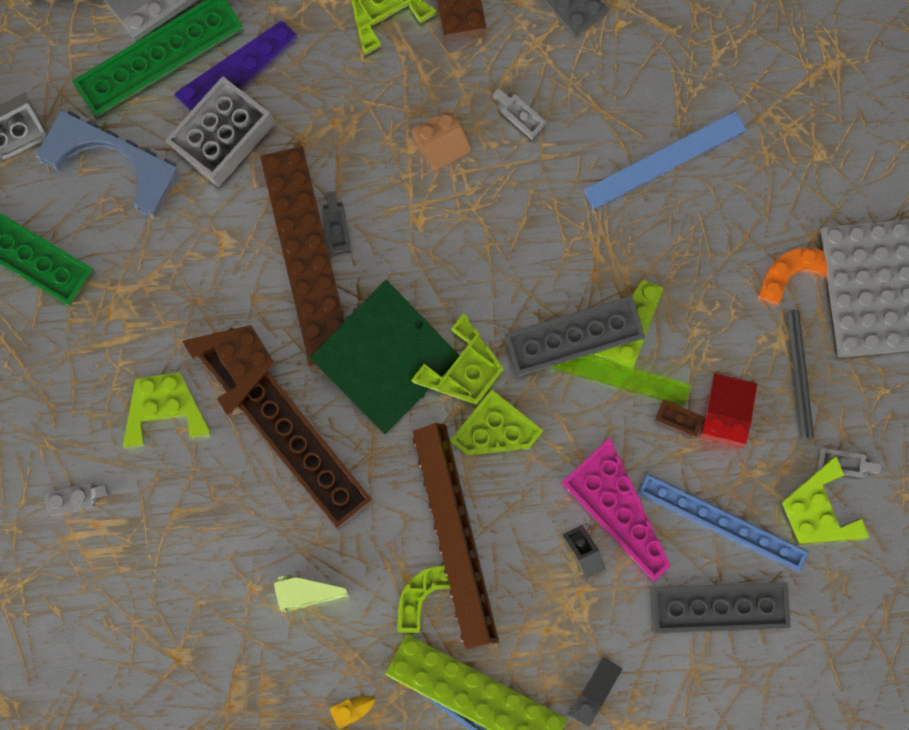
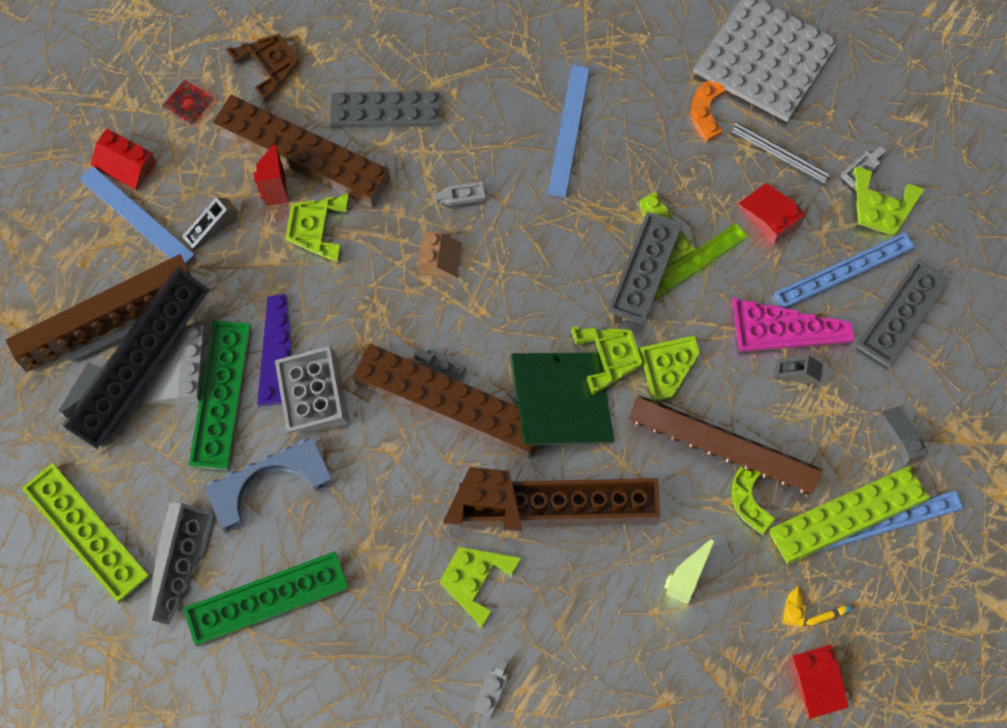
camera: 45 degrees left, 10 degrees down
(679, 419) = (753, 246): reddish brown plate -> none

